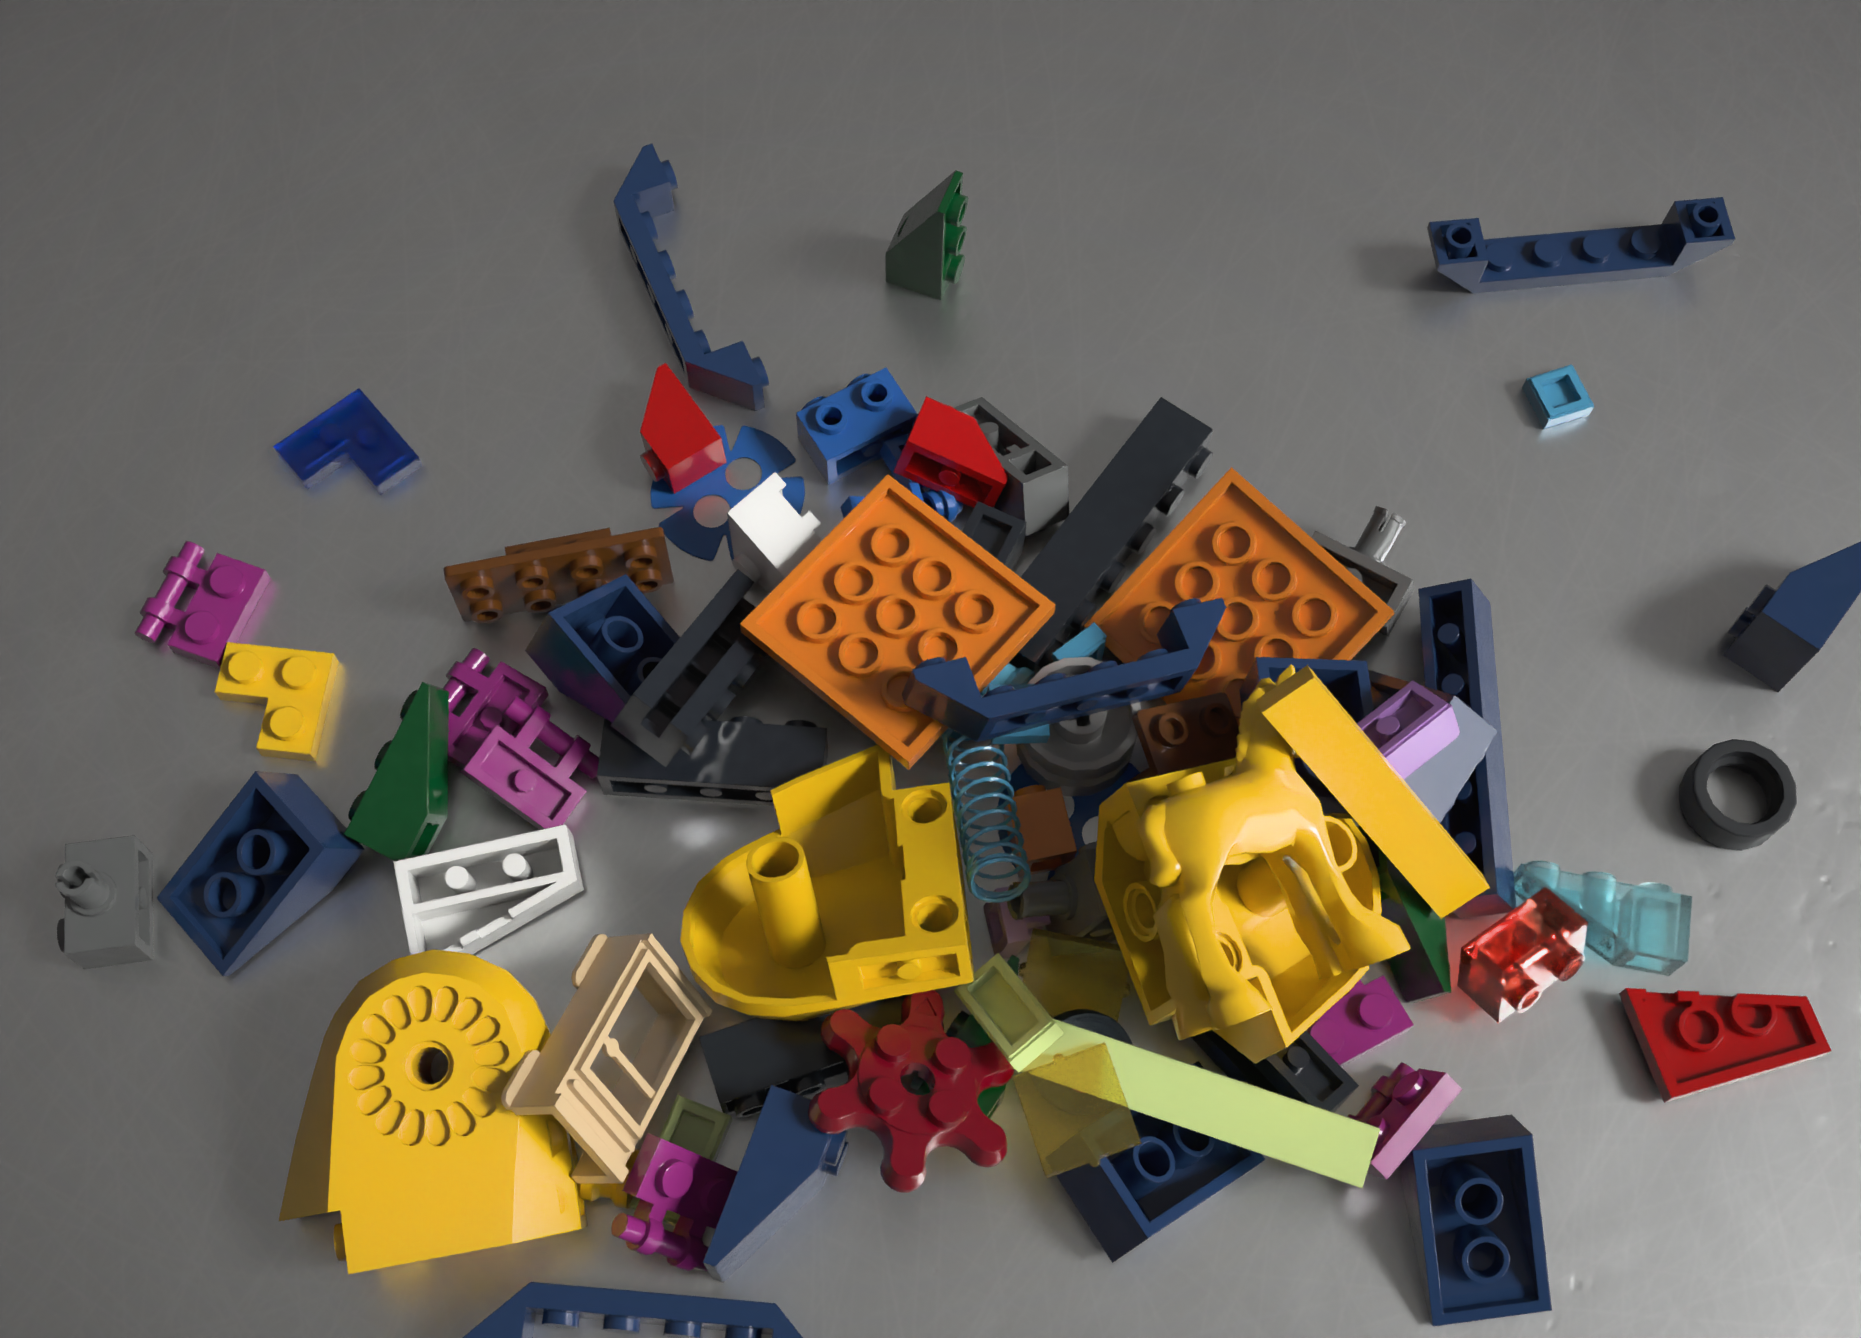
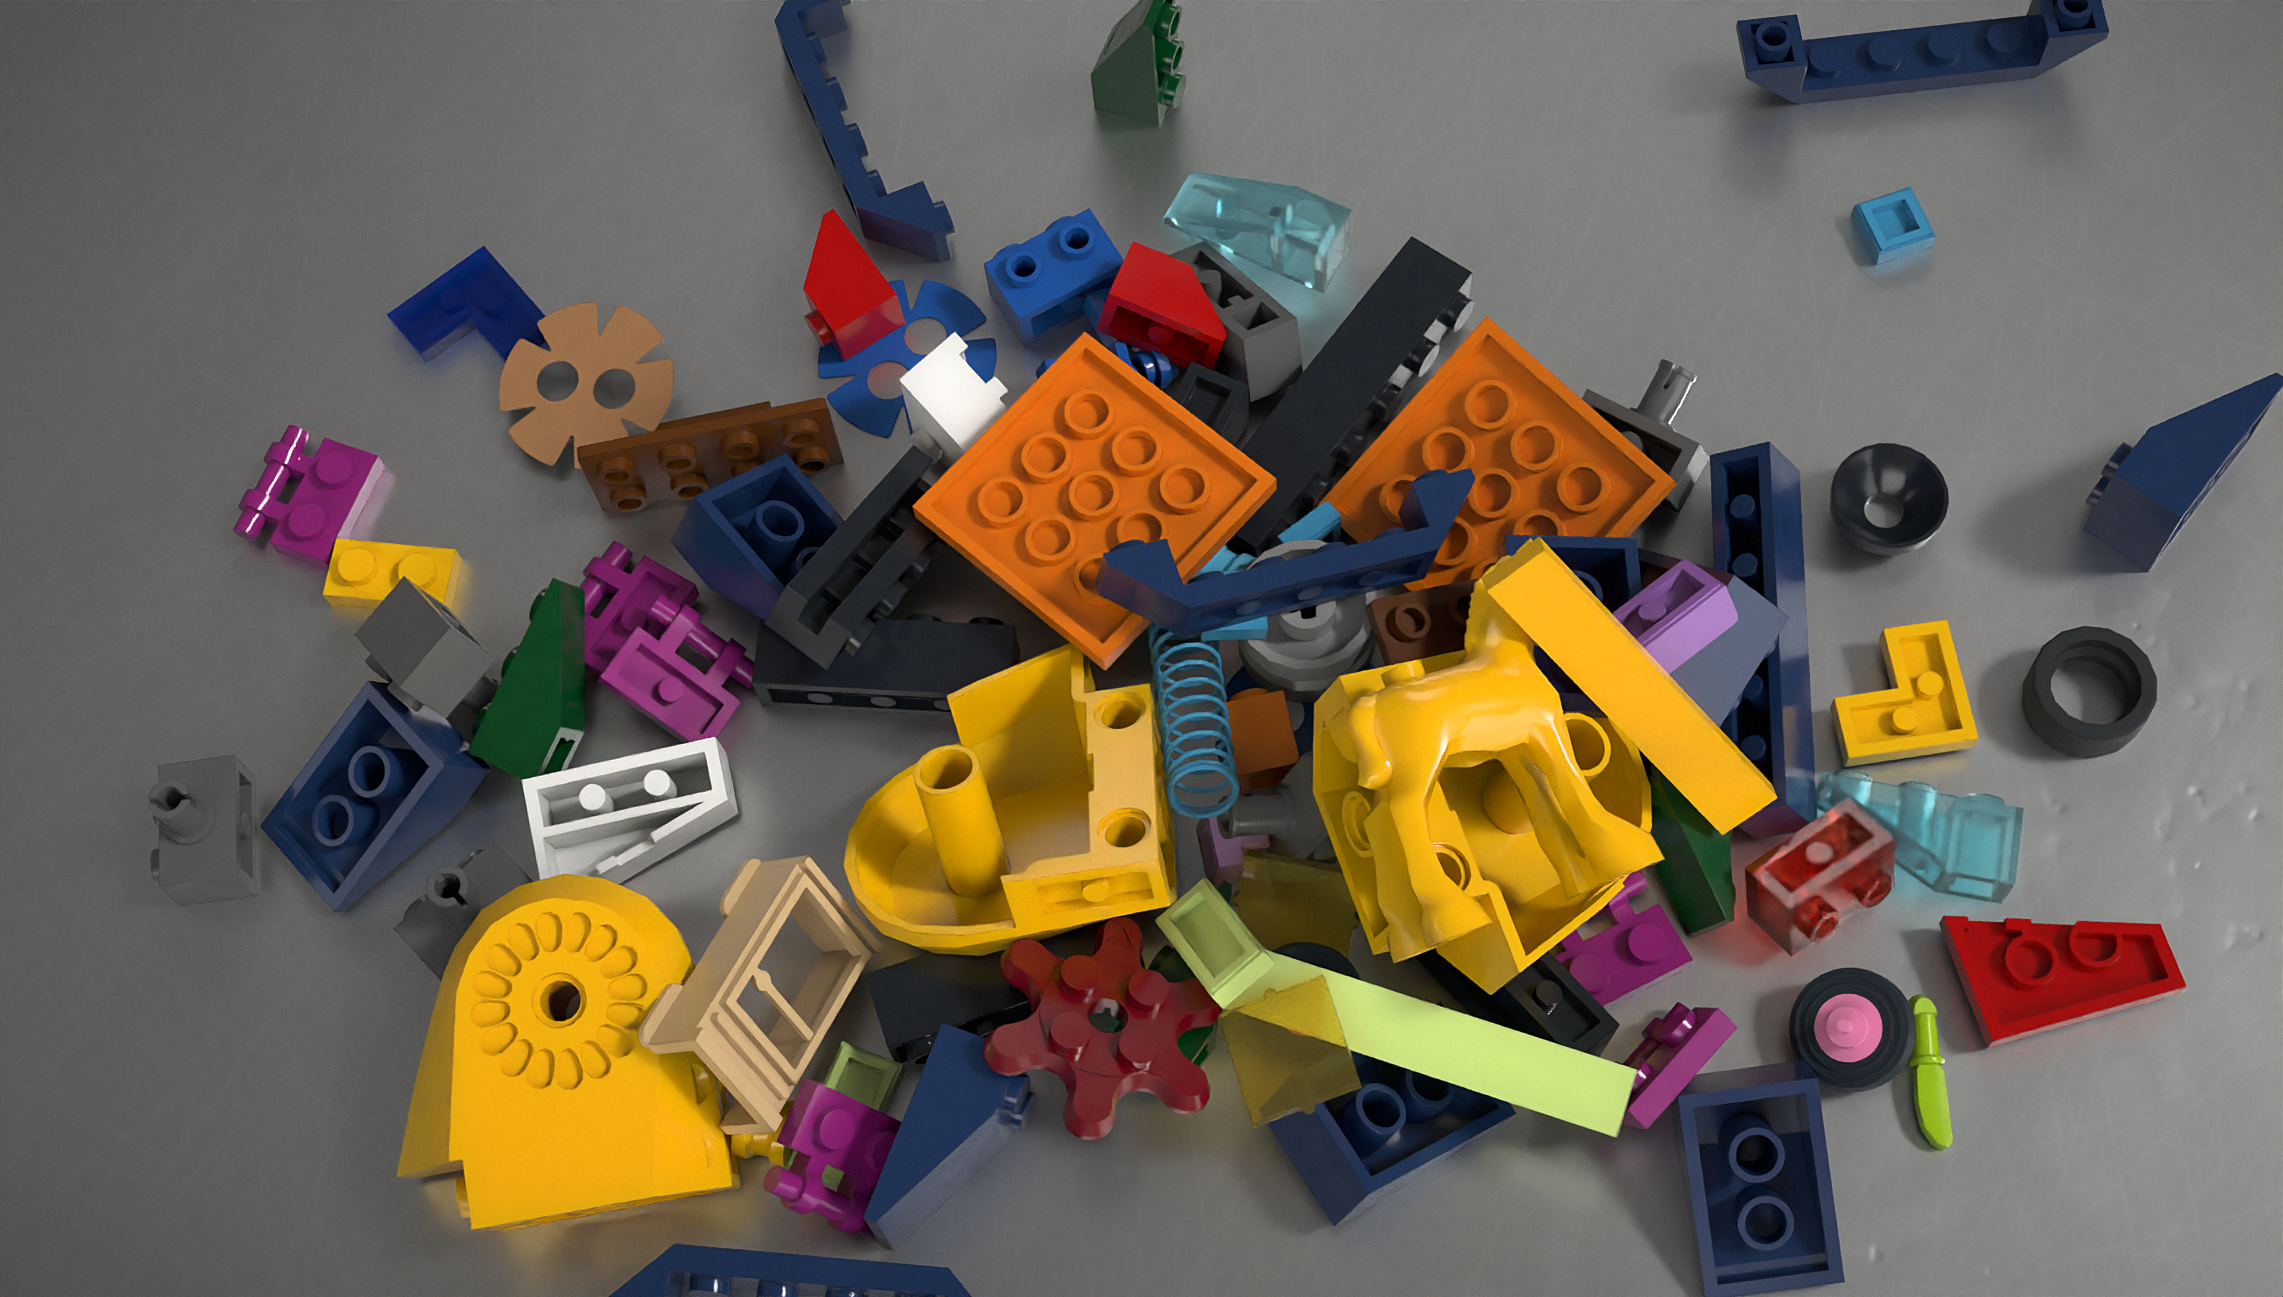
camera: 10 degrees right, 0 degrees up
(308, 746) = (427, 653): none -> dark grey brick
(325, 980) = (448, 909): none -> dark grey brick
(440, 471) = (575, 340): none -> medium nougat piece
(1034, 384) = (1266, 224): none -> clear light blue slope
(1553, 1087) = (1852, 1029): none -> black wheel
(1574, 610) = (1892, 475): none -> black piece
(1600, 808) = (1921, 712): none -> yellow plate
(1615, 1127) = (1928, 1076): none -> lime piece

